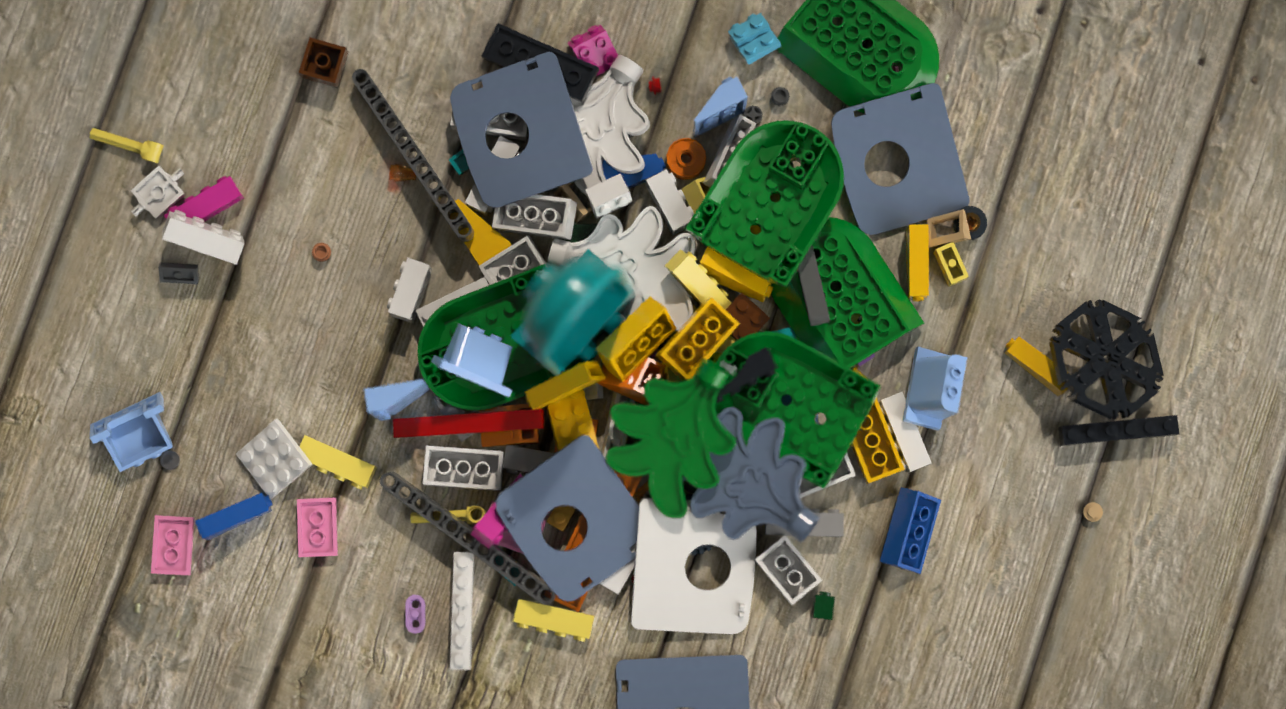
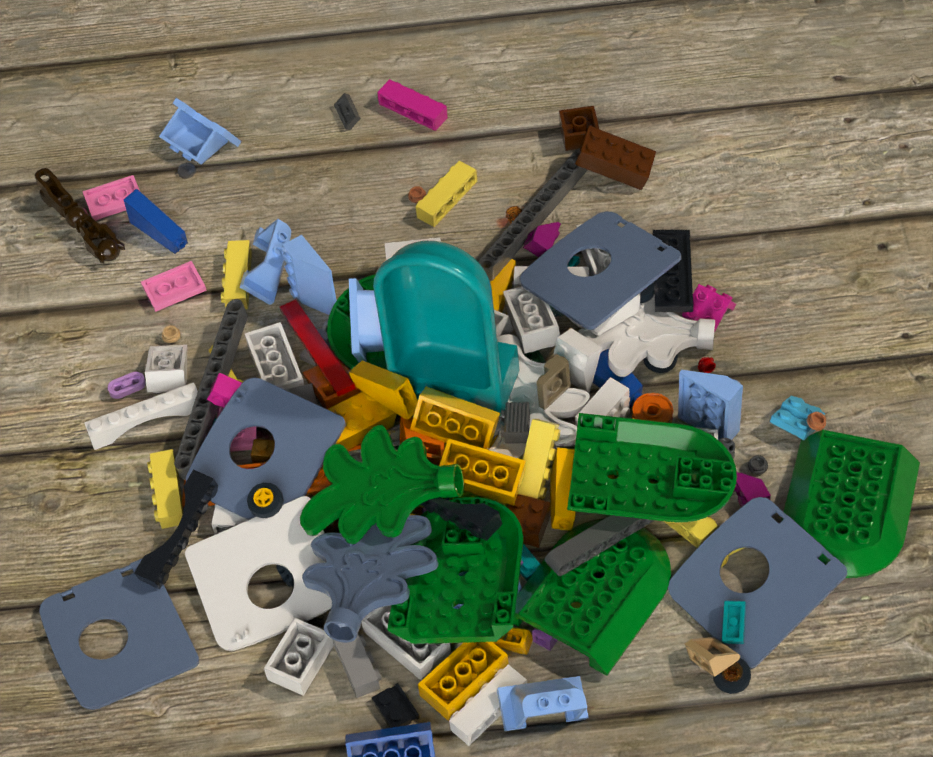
camera: 70 degrees right, 30 degrees down
(148, 150) = (438, 53): light yellow axle -> none
(157, 192) = (408, 72): white plate -> none
(187, 589) = (77, 217): none -> dark brown piece
(203, 237) = (382, 103): white brick -> none
(274, 458) = (218, 230): white plate -> none
(336, 223) = (446, 193): none -> light yellow brick
(348, 422) = (265, 277): none -> light blue windscreen
(374, 551) = (170, 334): none -> tan plate
(383, 48) = (615, 158): none -> reddish brown brick
(414, 569) = (166, 368): none -> white slope
(448, 162) = (542, 238): none -> magenta slope
(625, 545) = (258, 496): none -> black wheel
(628, 228) = (554, 381): none -> dark tan plate
(637, 658) = (156, 565): none -> black arch
(656, 284) = (516, 422): none -> dark grey brick
(773, 26) = (816, 421): none -> nougat plate
(809, 114) = (749, 488): none -> magenta slope
(823, 606) = (278, 705): dark green brick -> none
(868, 509) = (395, 707): none -> black plate
(917, 261) = (665, 639): yellow slope -> none
(929, 197) = (734, 622): none -> teal plate
(951, 264) = (678, 671): light yellow brick -> none

